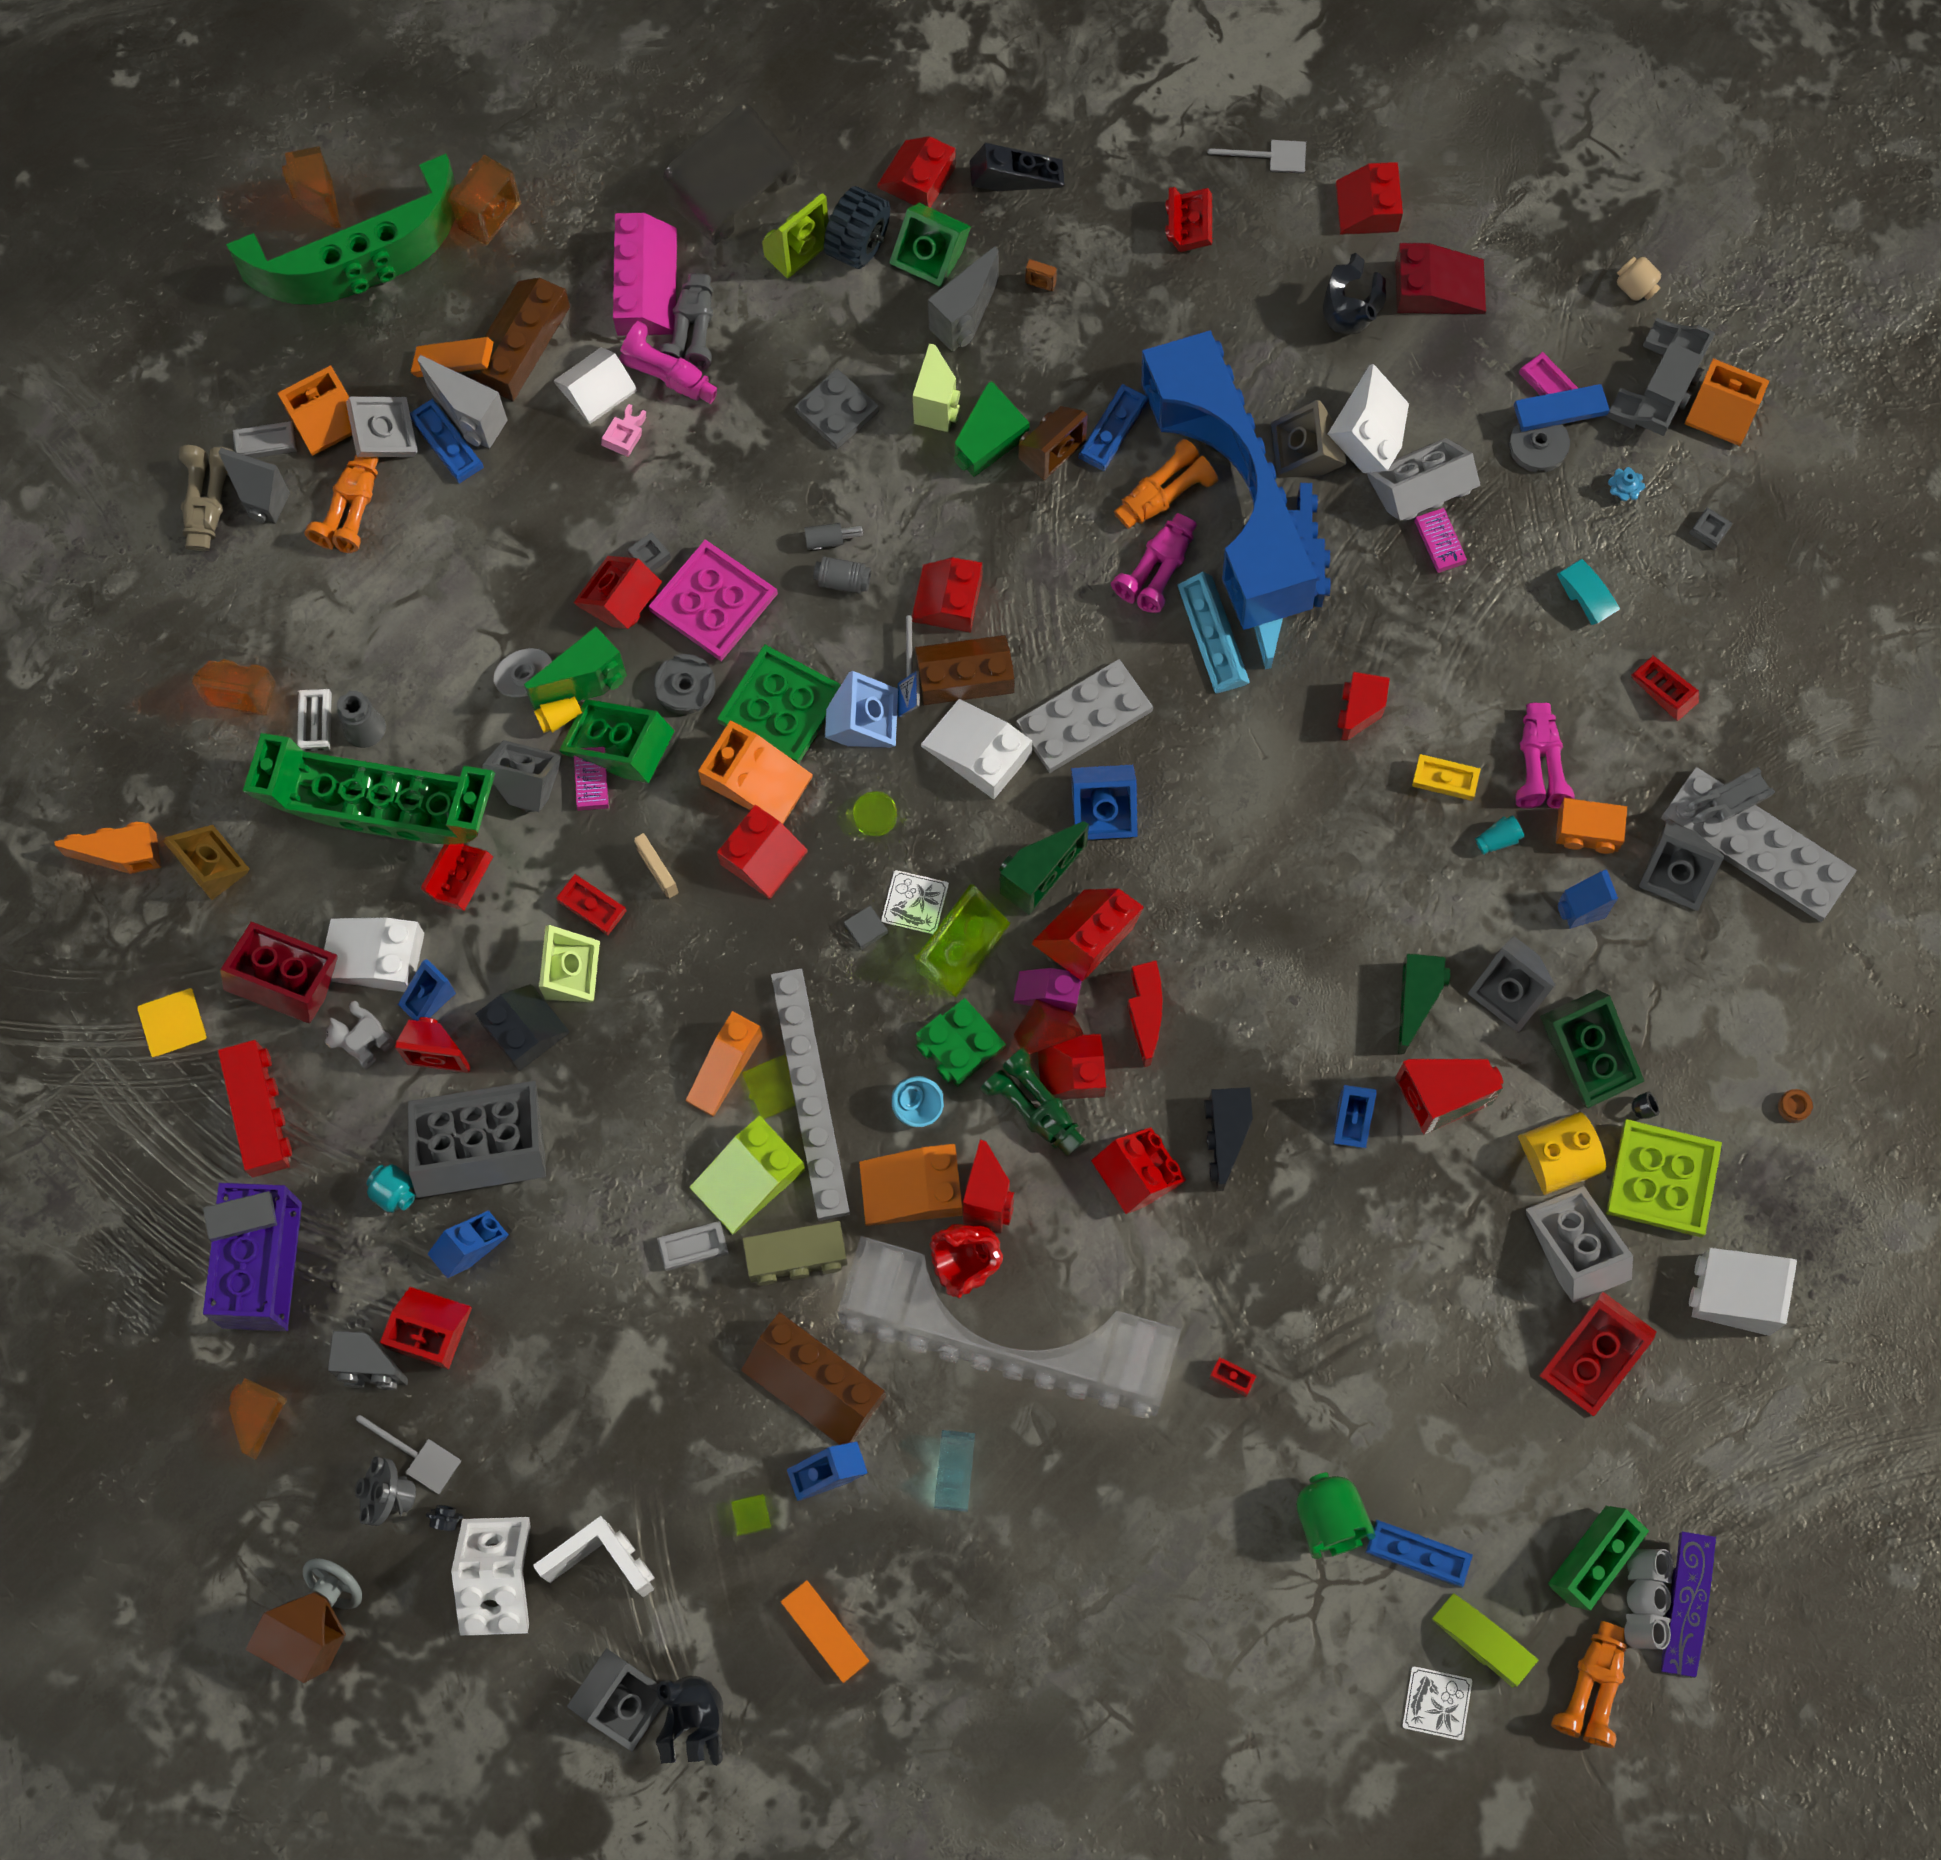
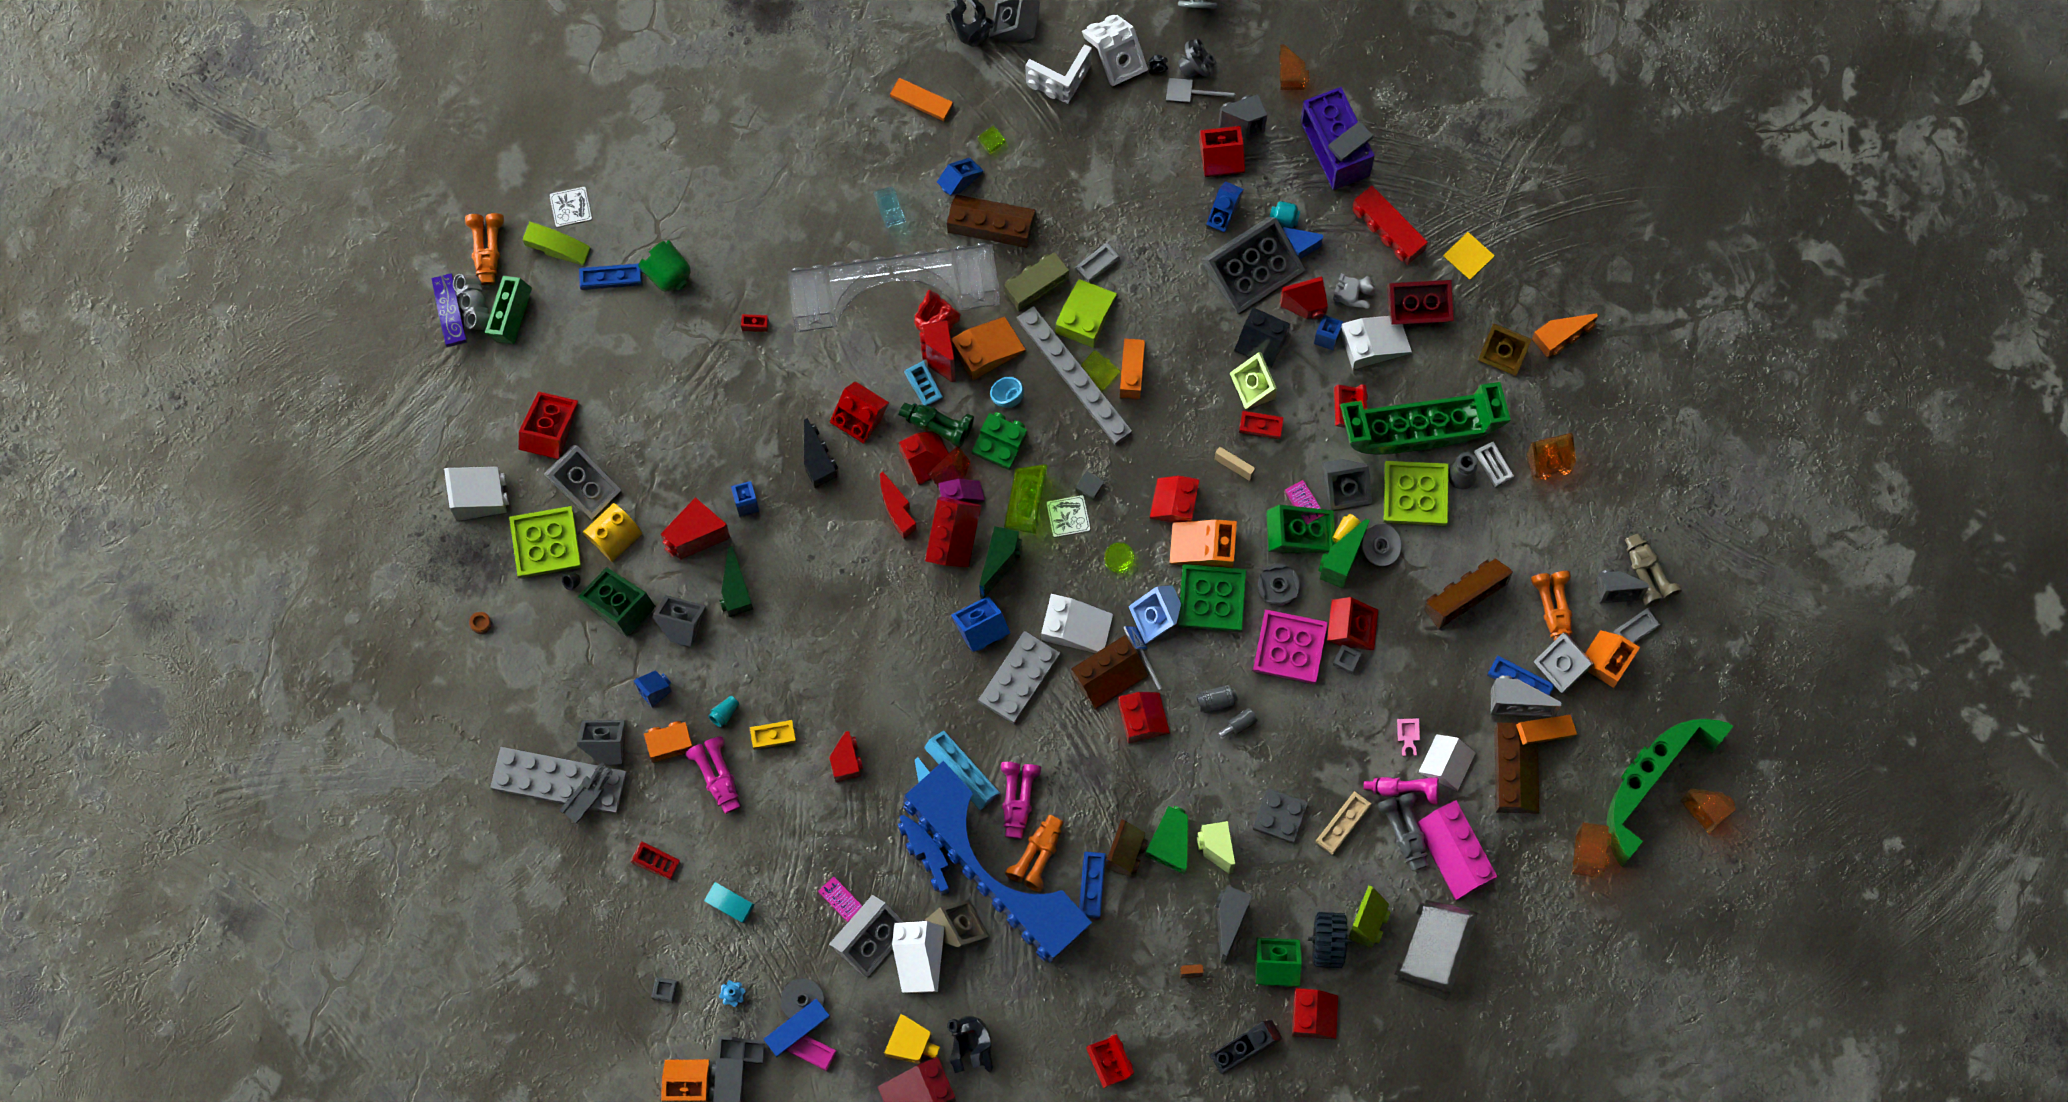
camera: 155 degrees right, 0 degrees up
(389, 1136) = (1303, 241): none -> blue slope
(438, 722) = (1416, 493): none -> lime plate
(447, 560) = (1468, 592): none -> reddish brown slope
(763, 368) = (1343, 823): none -> tan tile
(1028, 1196) = (917, 388): none -> medium azure slope
(1425, 337) = (910, 1042): none -> yellow torso

